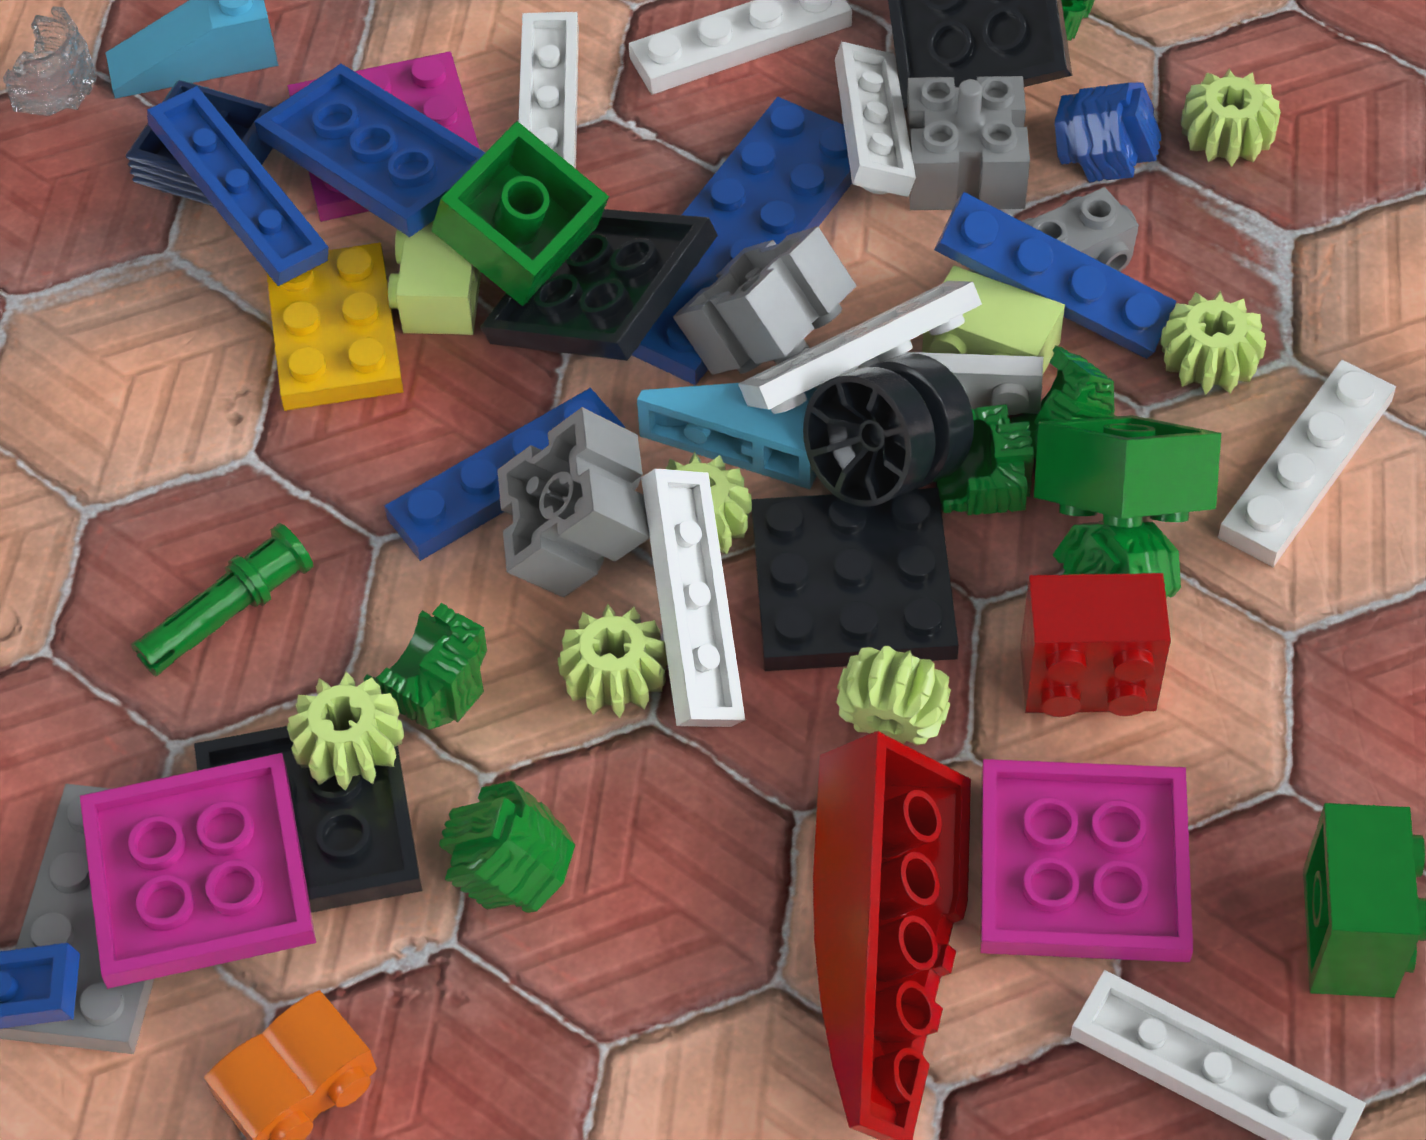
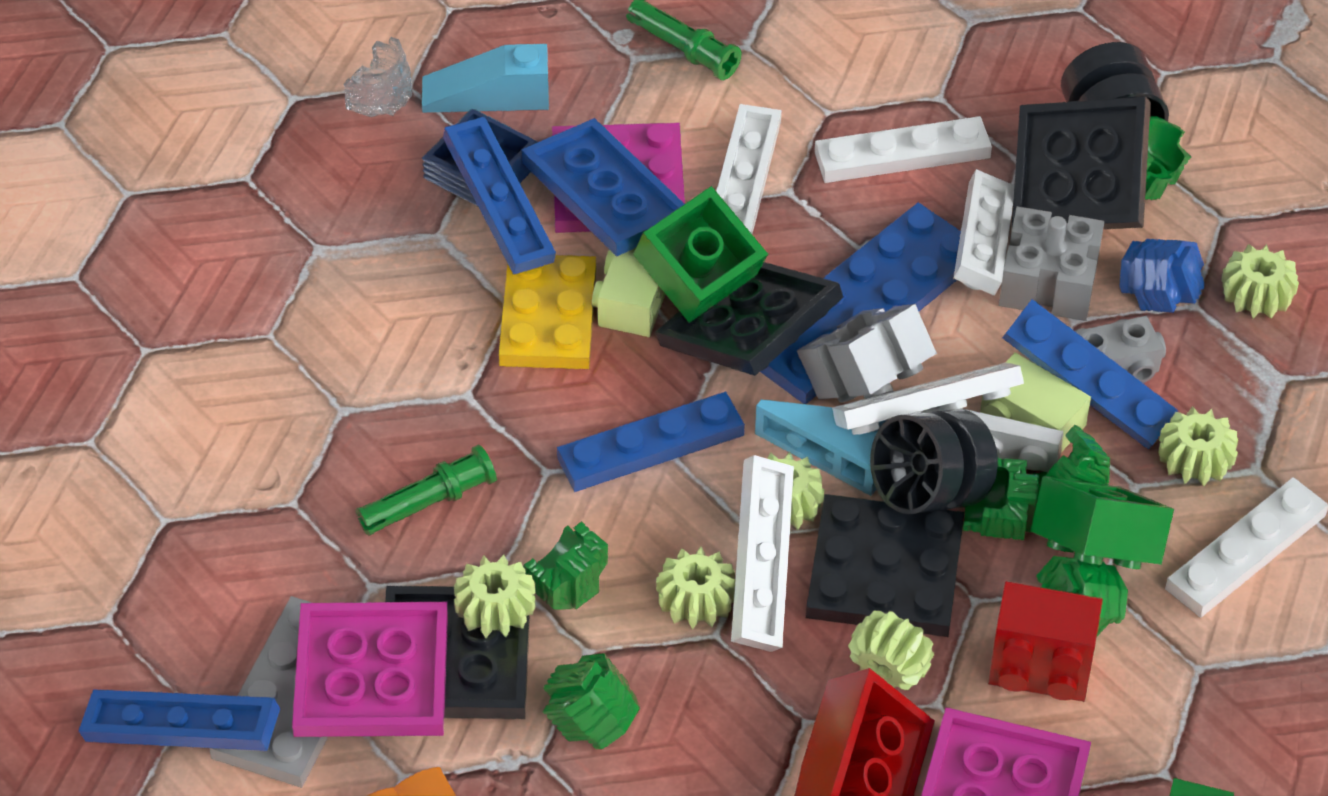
camera: 10 degrees right, 5 degrees down
(573, 503) = (692, 470): light grey brick -> none

